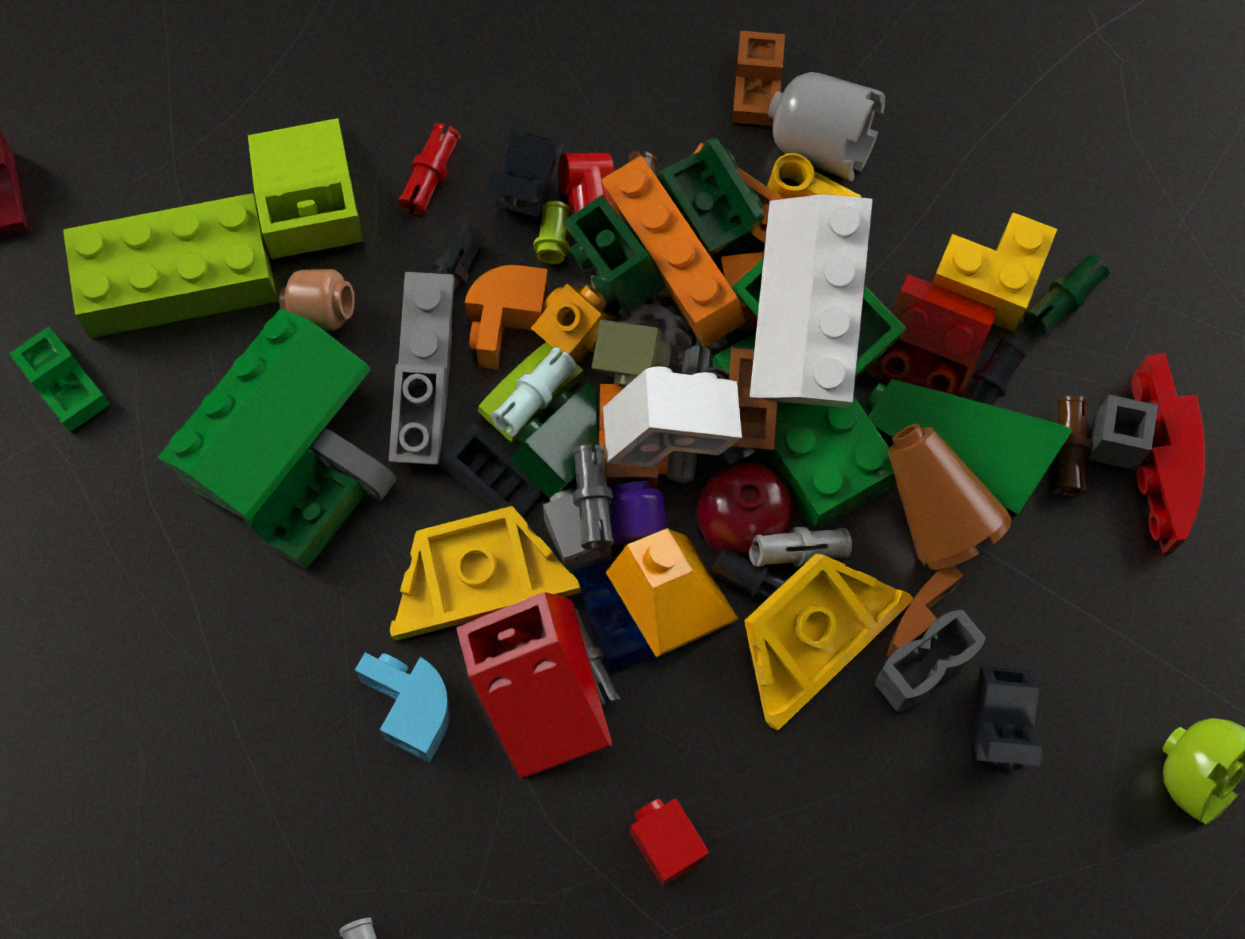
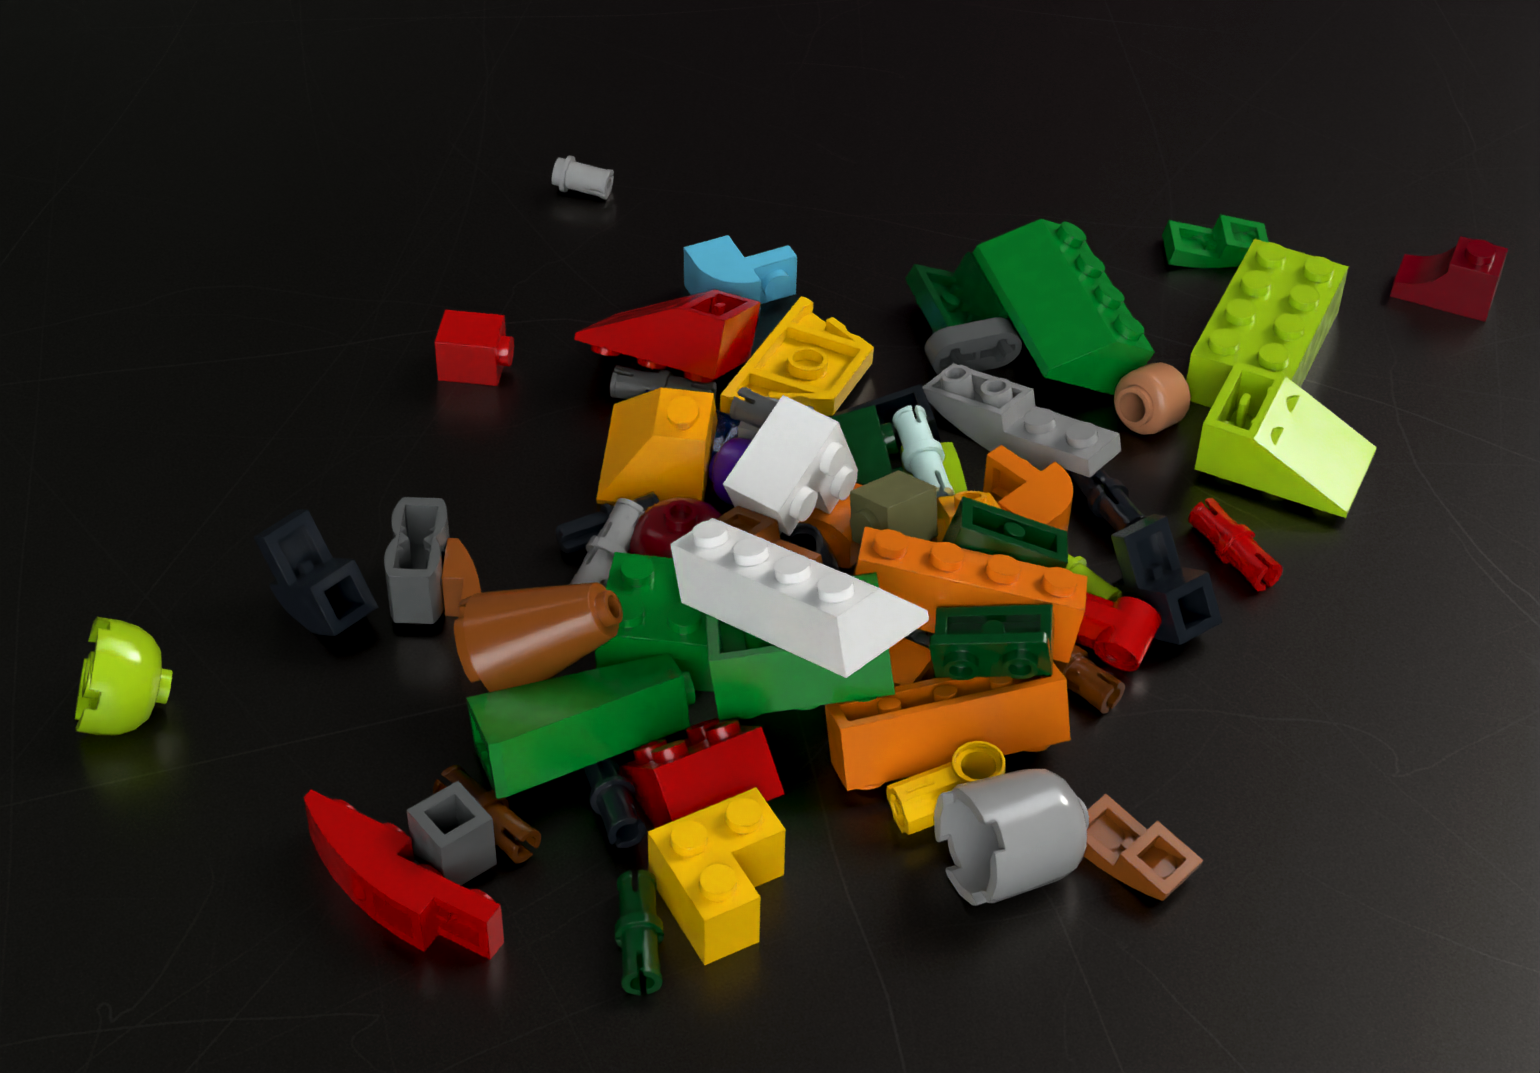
camera: 130 degrees right, 25 degrees down
(814, 631) = (528, 516): yellow wing -> none

